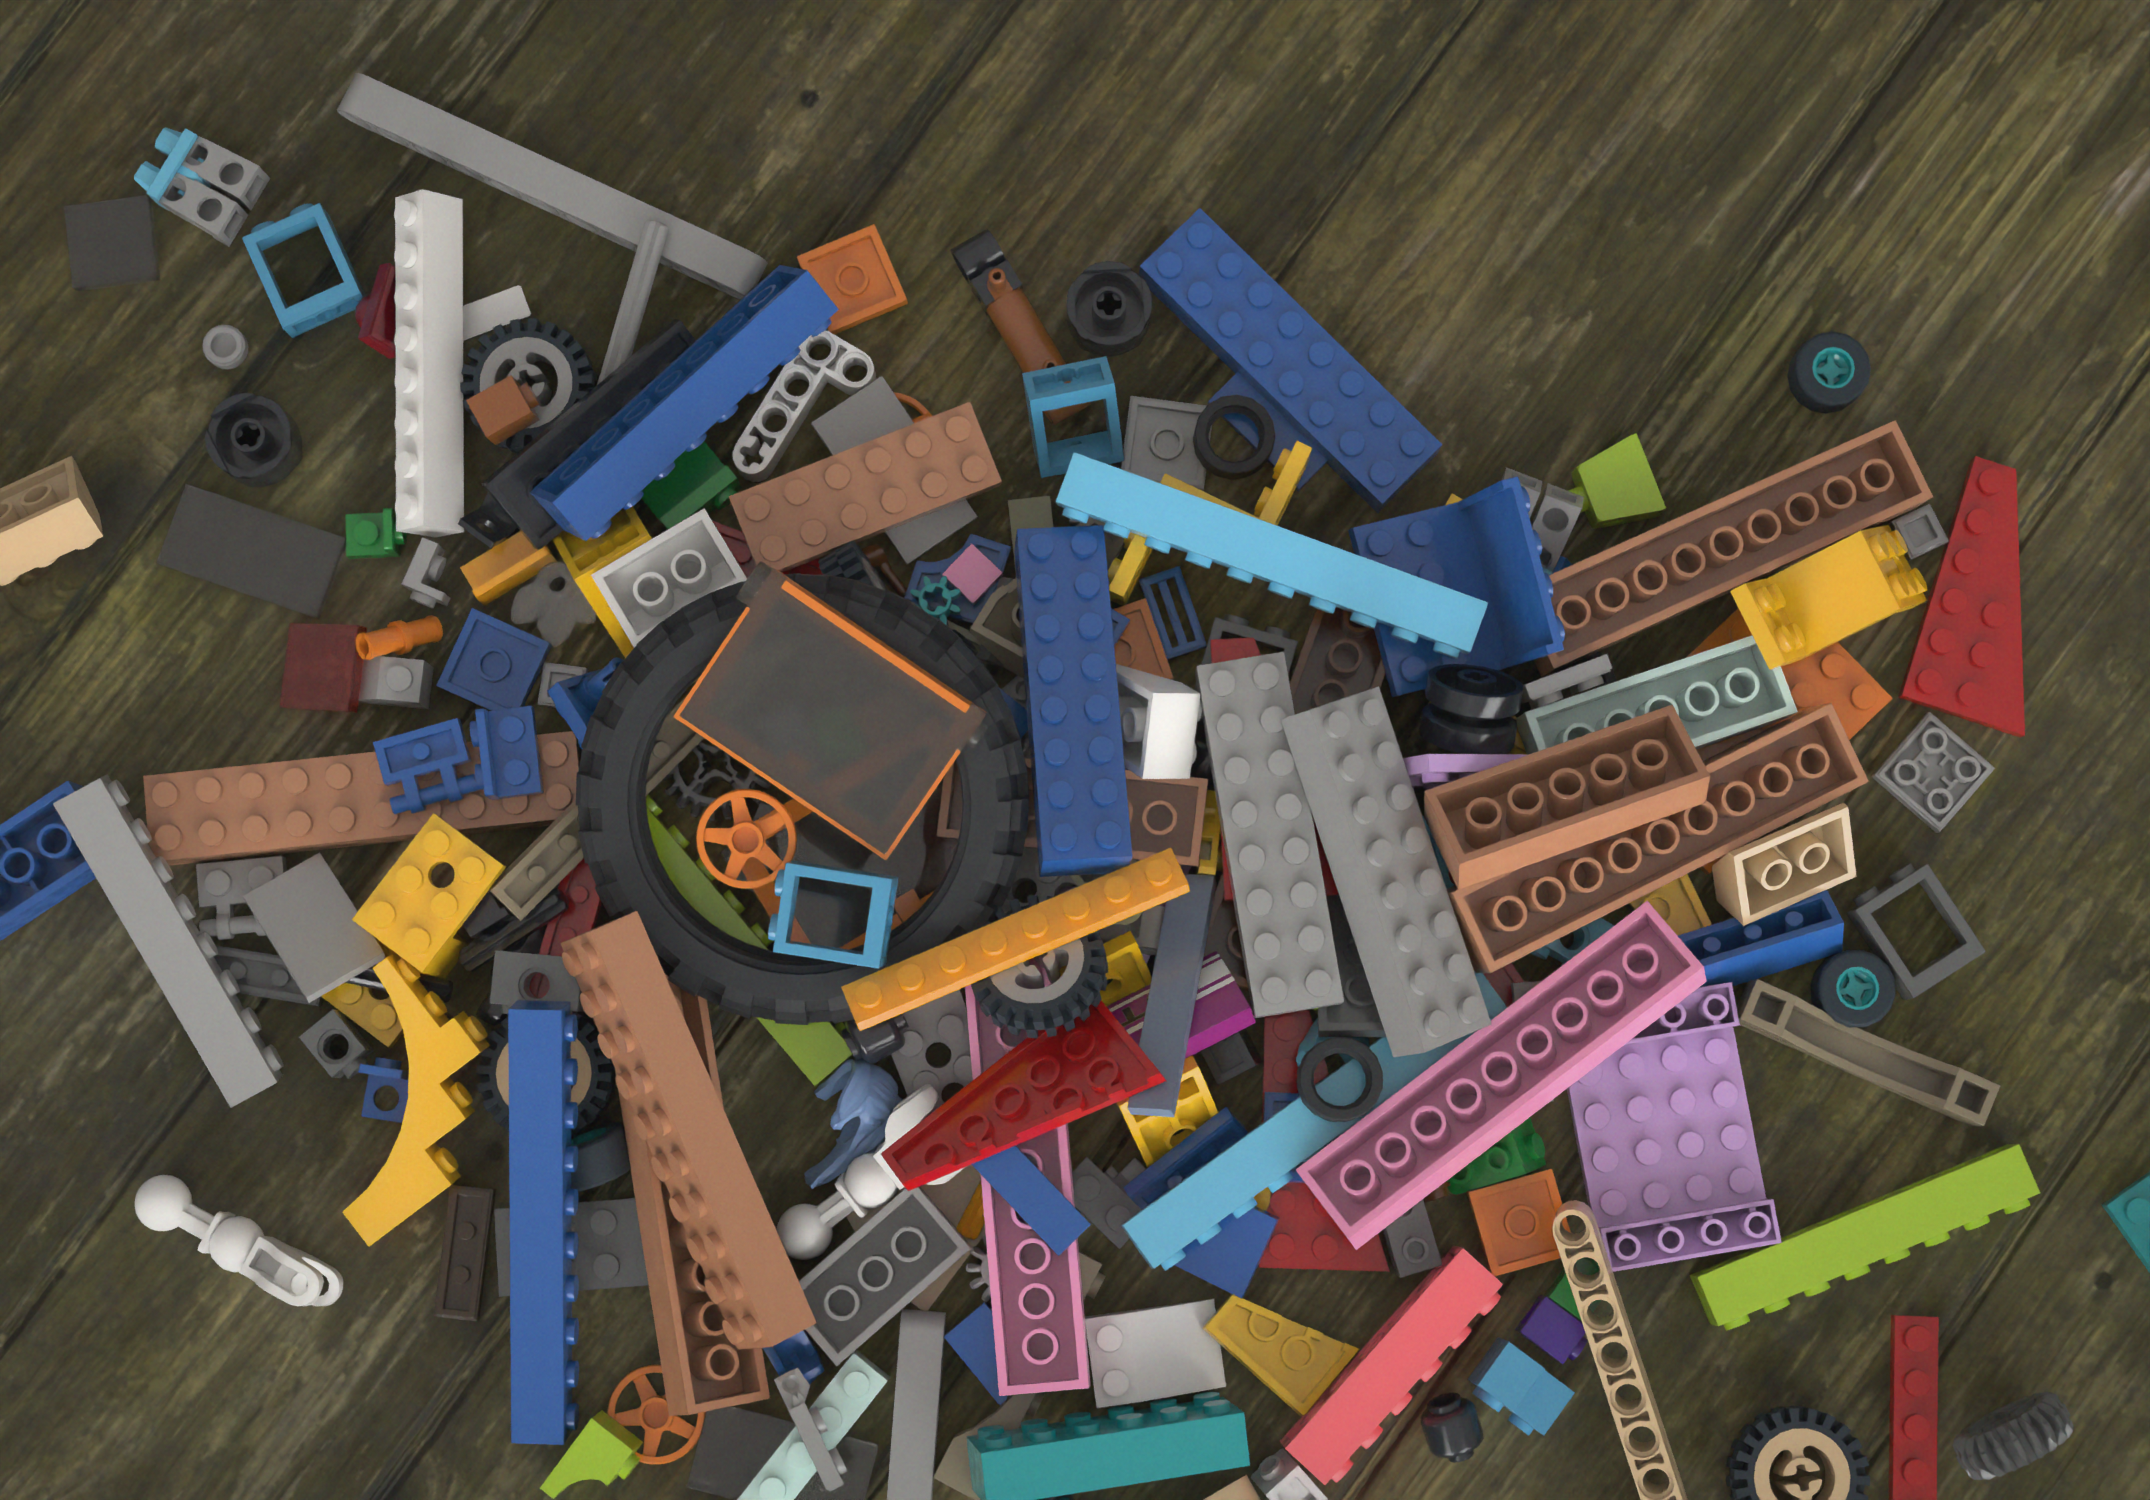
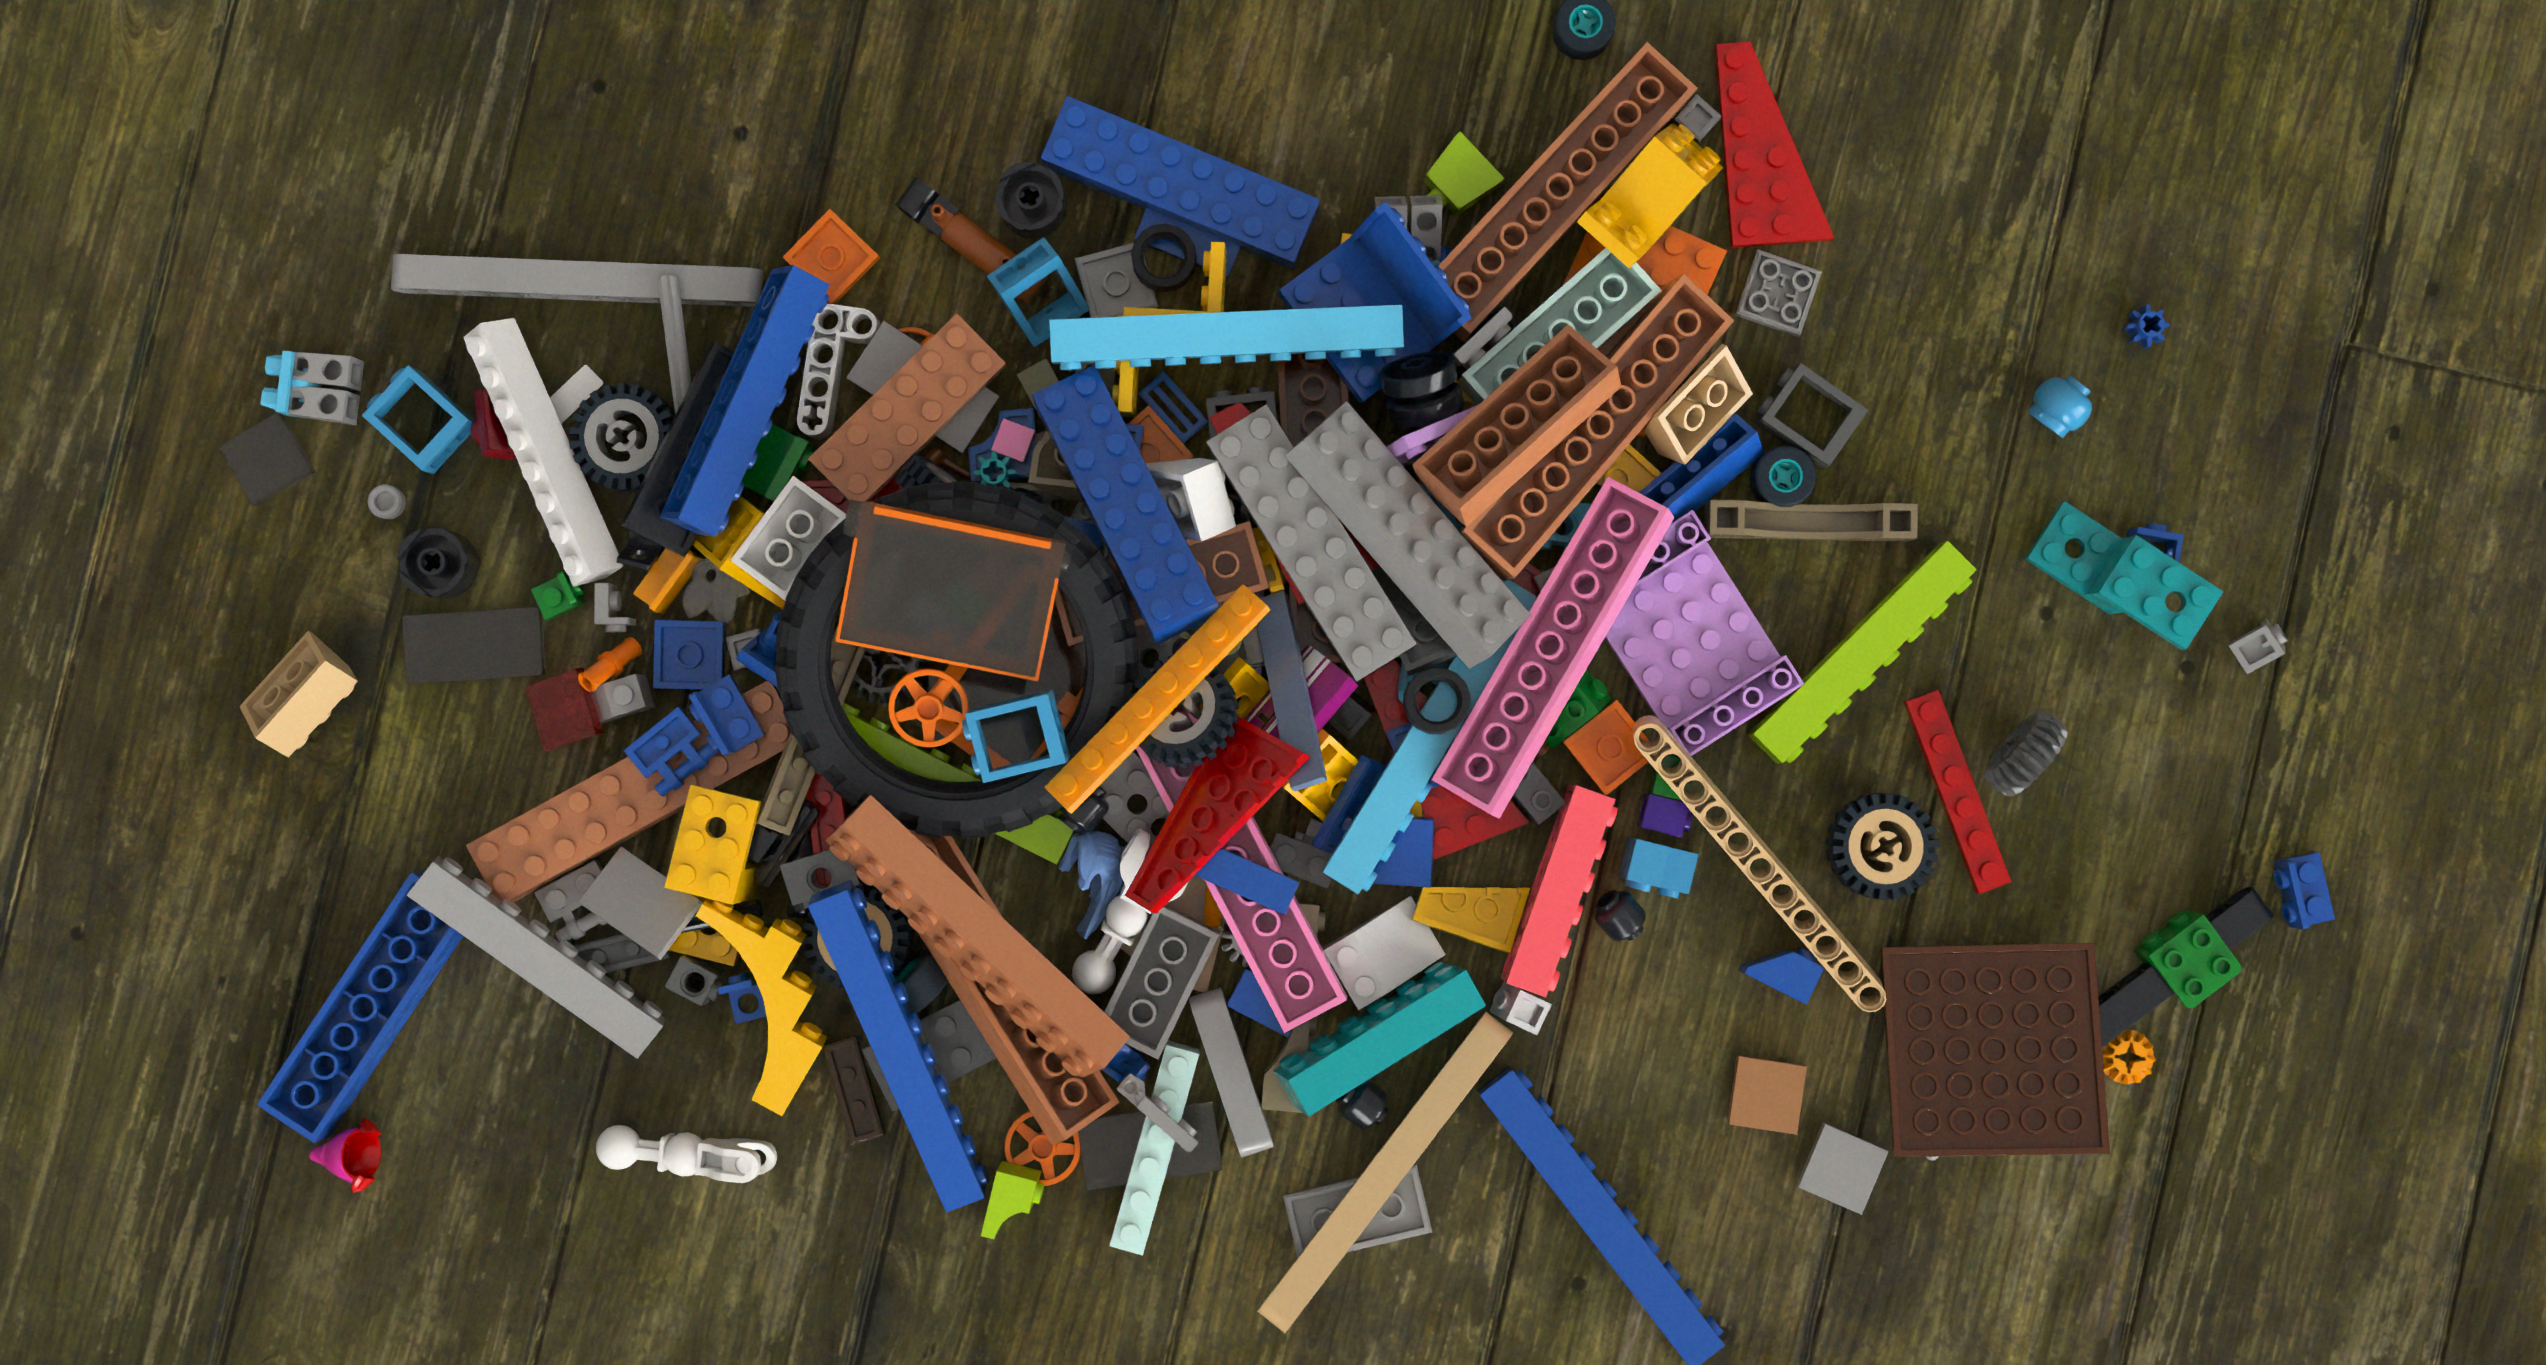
camera: 20 degrees left, 5 degrees up
(504, 409) = (613, 462): dark orange brick -> none

